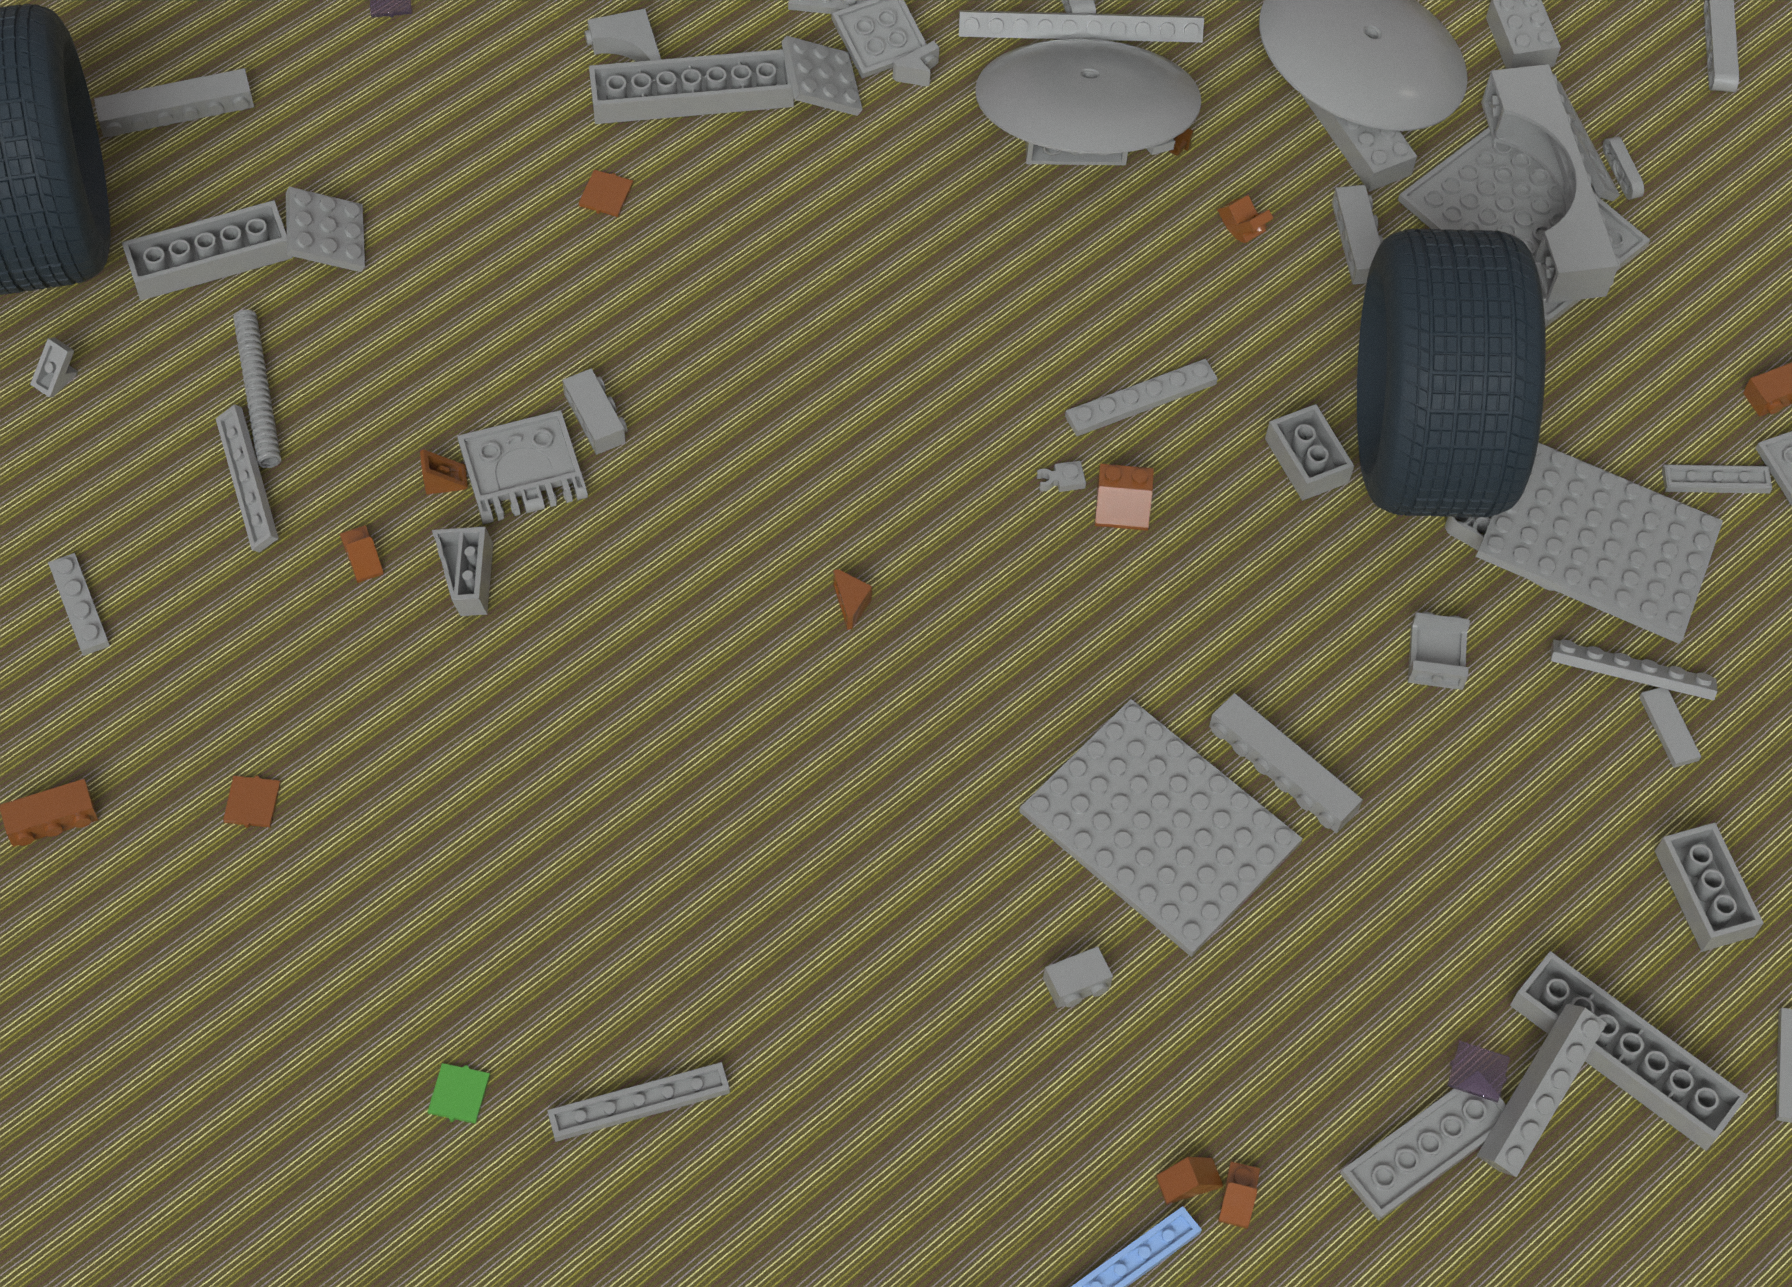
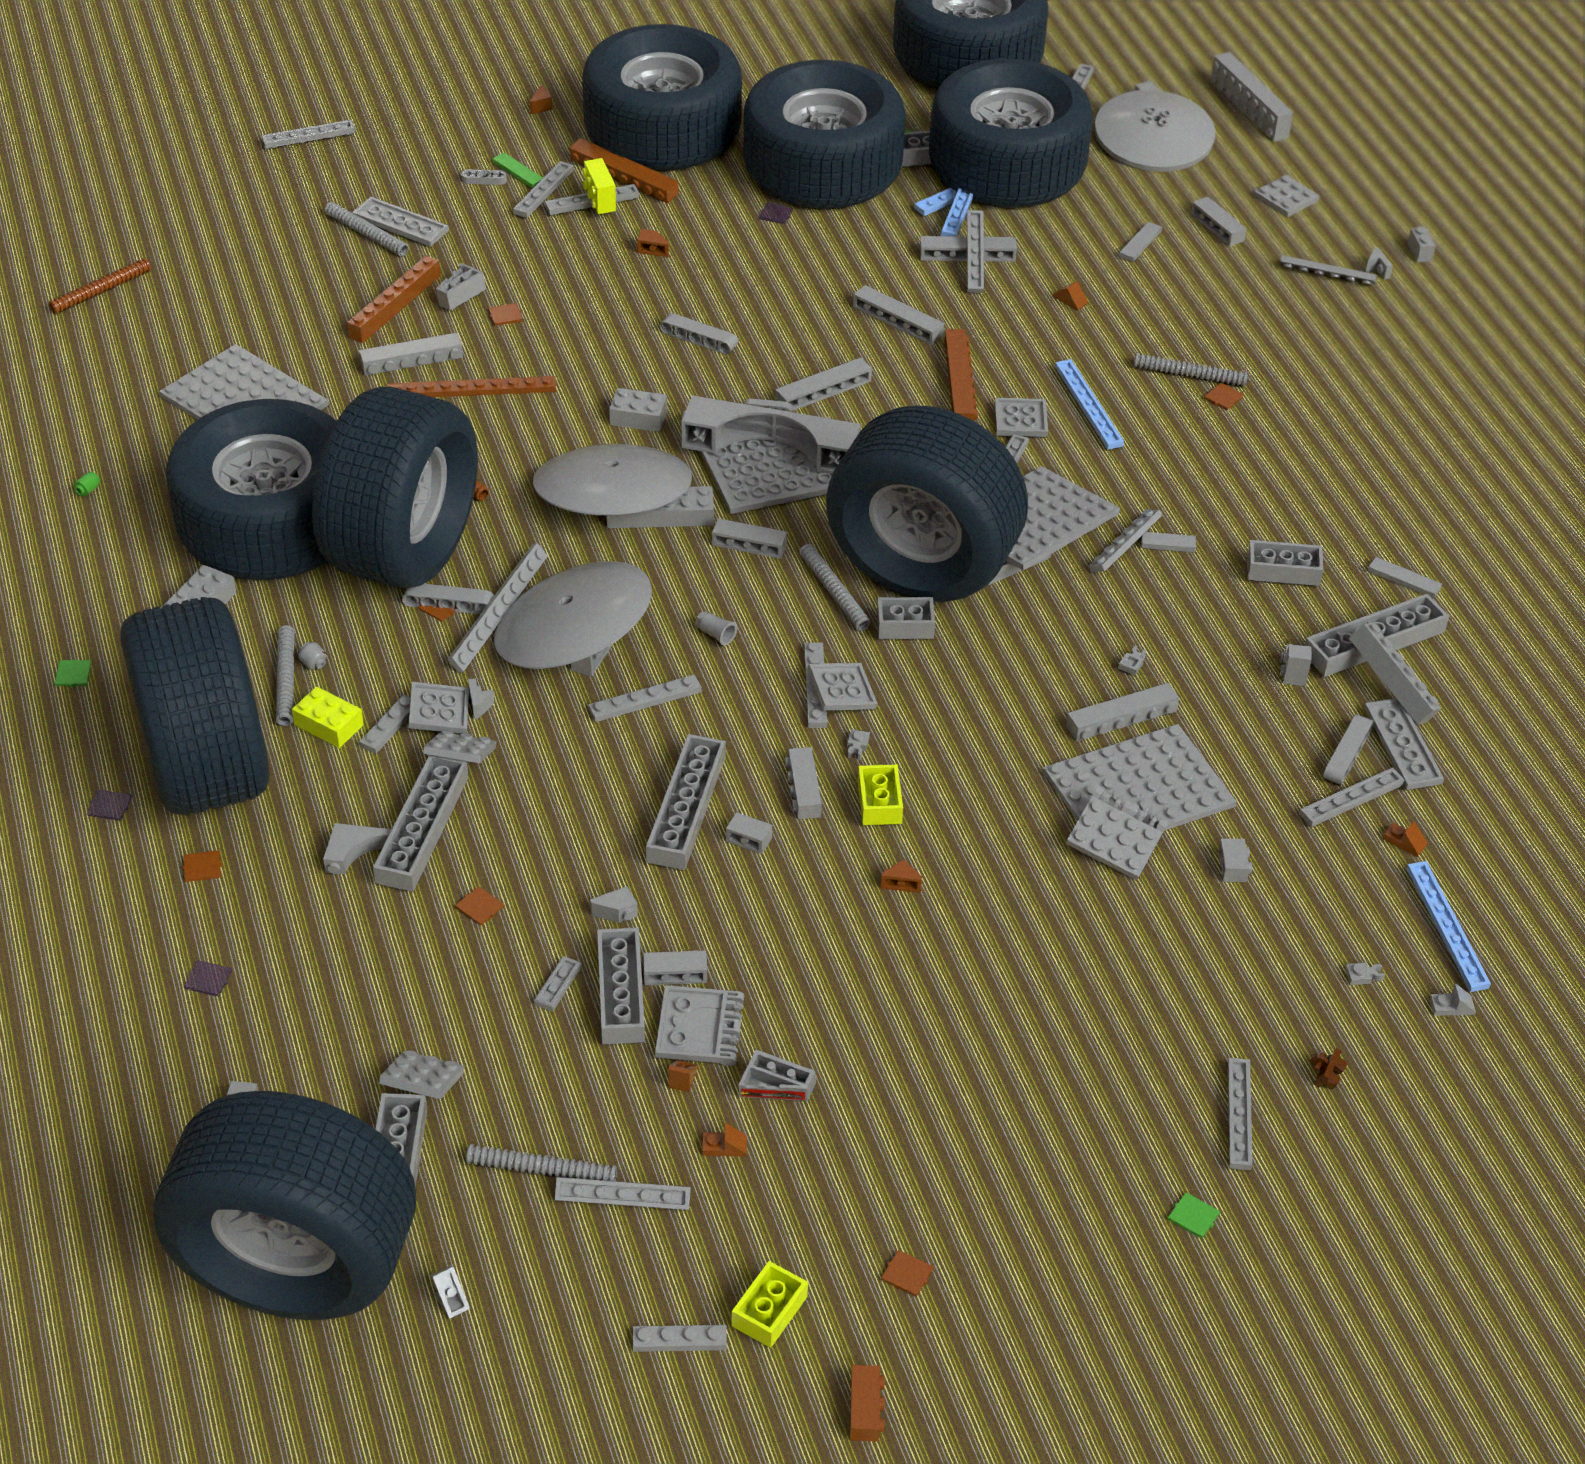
camera: 65 degrees left, 15 degrees down
(142, 670) = (769, 1304): none -> neon yellow brick
(524, 309) = (557, 983): none -> light grey tile
(535, 365) = (620, 986): none -> light grey brick
(663, 320) = (615, 906): none -> light grey slope
(745, 1192) = (1326, 1066): none -> reddish brown hips
(843, 411) = (749, 833): none -> light grey brick
(856, 327) = (686, 802): none -> light grey brick
(956, 1195) = (1362, 974): none -> light grey plate
(957, 440) = (804, 783): none -> light grey brick
(974, 526) = (880, 794): none -> neon yellow brick
(1017, 229) = (644, 698): none -> light grey plate
(1043, 815) = (1116, 835): none -> light grey hinge
(1124, 497) = (891, 717): slope -> none
(1143, 422) = (842, 686): none -> light grey plate
(1173, 256) = (718, 628): none -> light grey plant
(1188, 1179) = (1389, 859): dark orange slope -> none
(1243, 220) = (708, 586): dark orange brick -> none
(1282, 1101) = (1352, 797): none -> light grey plate
(1317, 367) = (835, 587): none -> light grey piece
(1373, 1073) = (1348, 749): none -> light grey beam
(1391, 748) = (1132, 662): none -> light grey plate
(1438, 651) = (1073, 618): light grey panel -> none
(1478, 1071) = (1366, 702): piece -> none
(1503, 955) = (1296, 664): none -> light grey brick
(1714, 213) = (825, 384): none -> light grey brick

